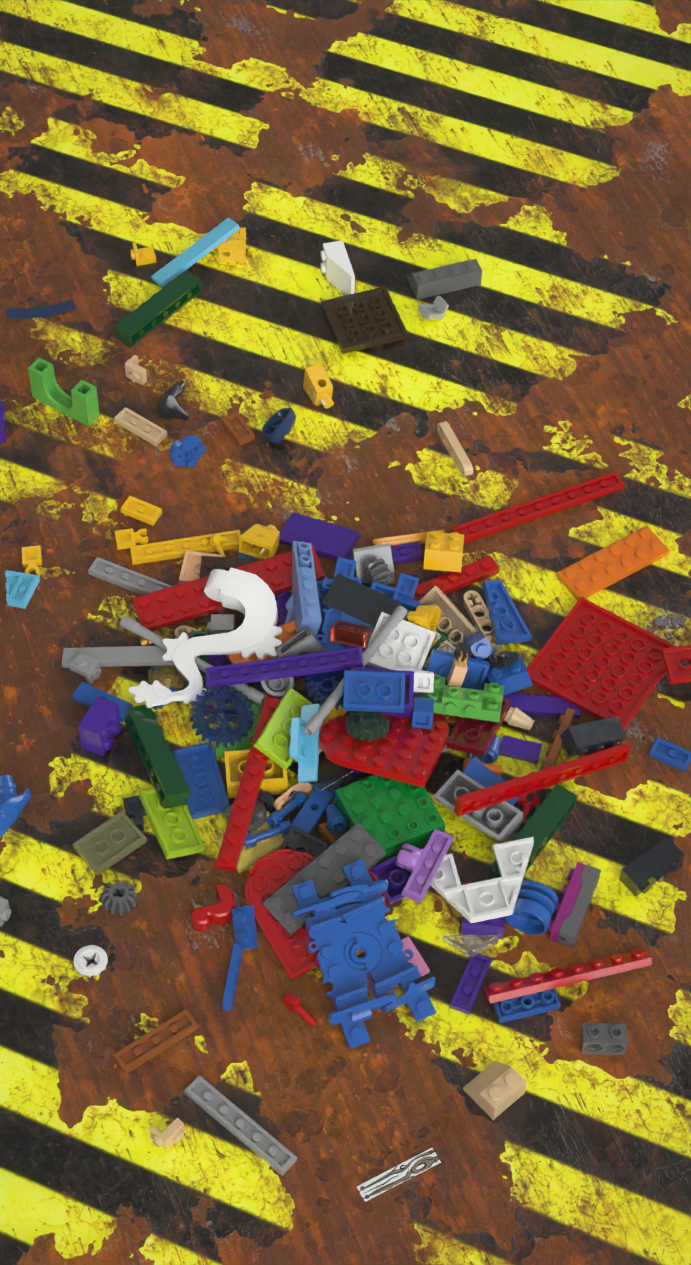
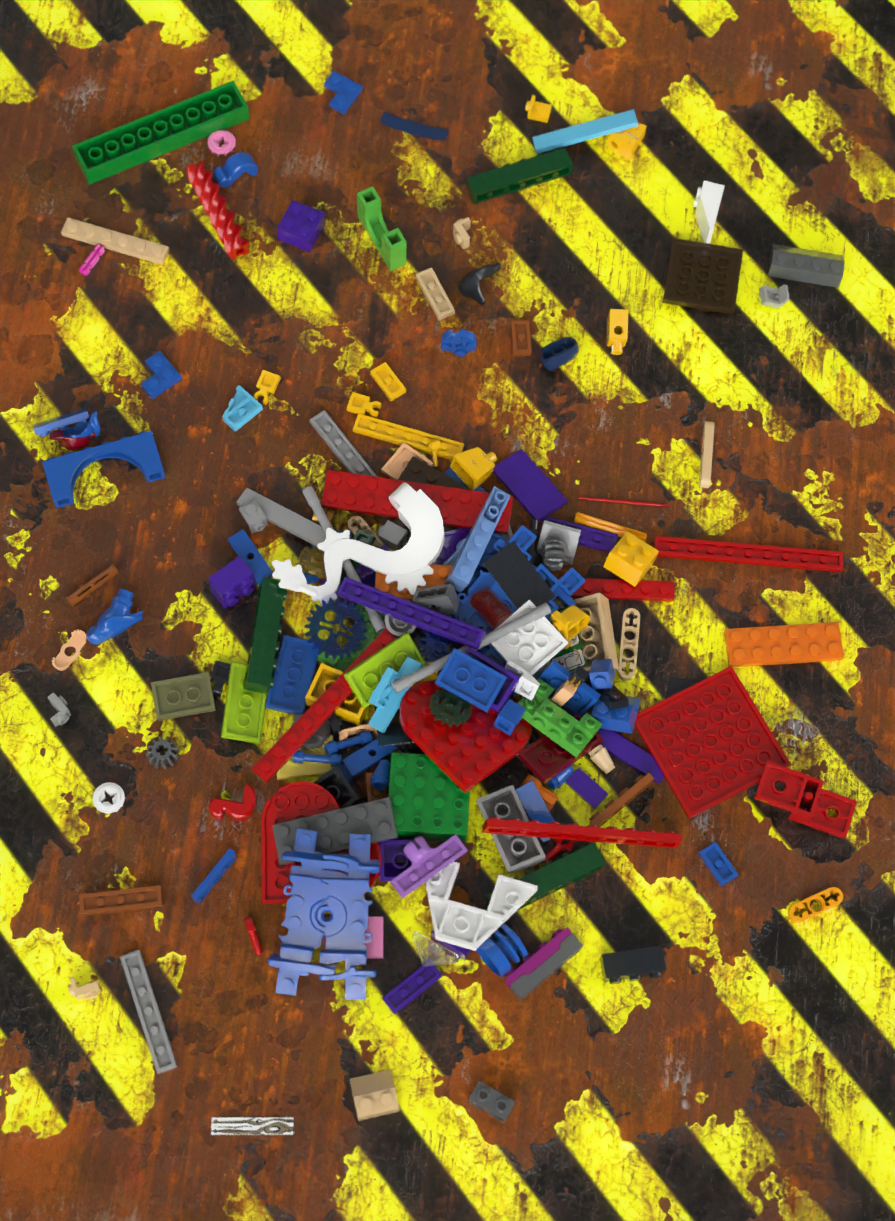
camera: 25 degrees right, 15 degrees up
(245, 927) = (248, 837): blue plate -> none
(406, 516) = (622, 501): none -> red piece
(504, 616) = (649, 652): blue wing -> none
(516, 1009) = (460, 1036): blue tile -> none
(566, 976) = (497, 1027): red plate -> none
(592, 736) = (654, 813): black brick -> none

